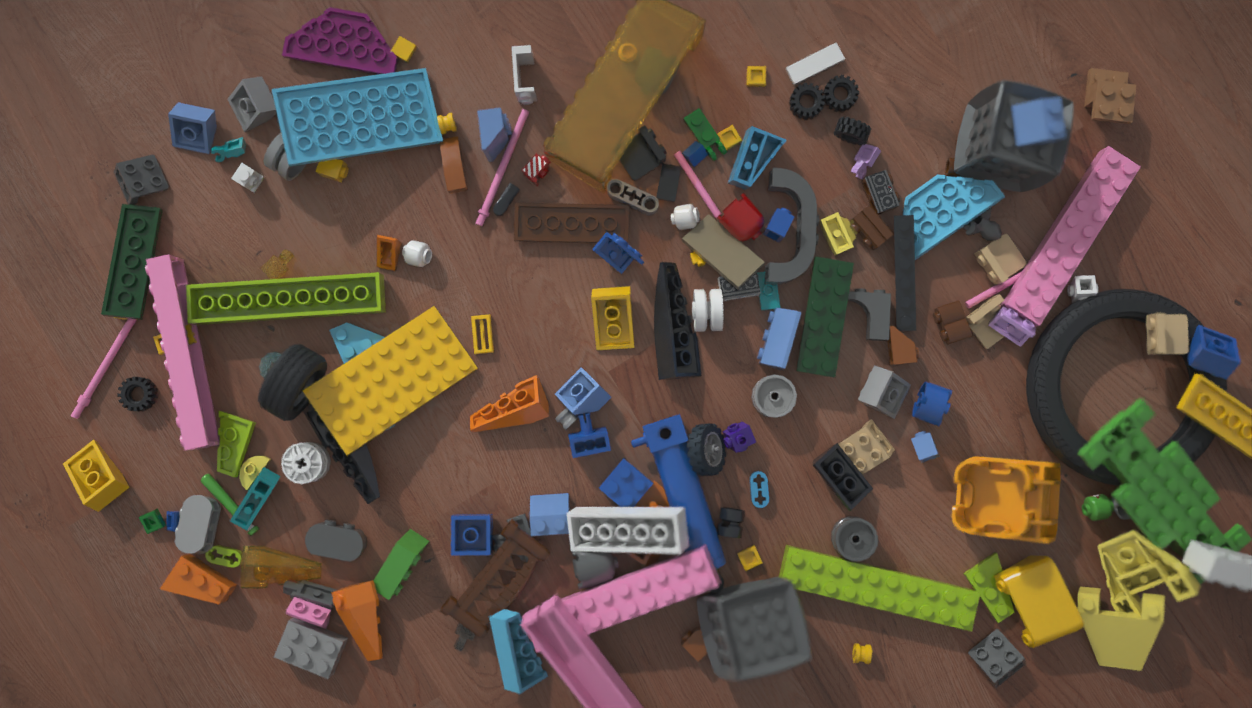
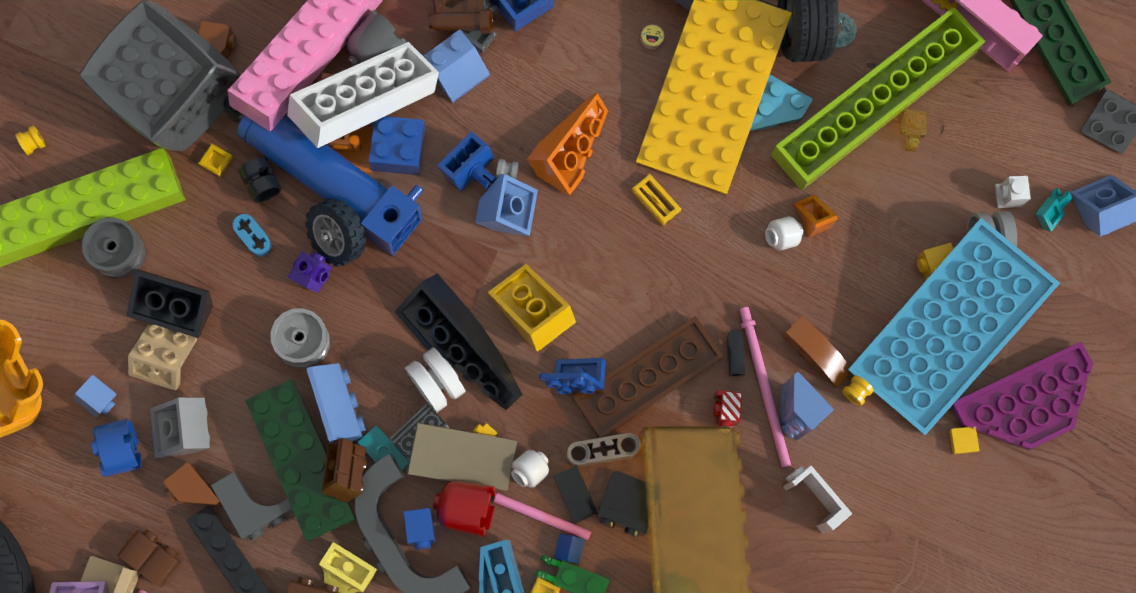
camera: 130 degrees right, 10 degrees down
(252, 103) = (1073, 269): light grey slope -> none
(403, 447) = (652, 37): none -> tile
(803, 288) = (344, 470): none -> reddish brown brick

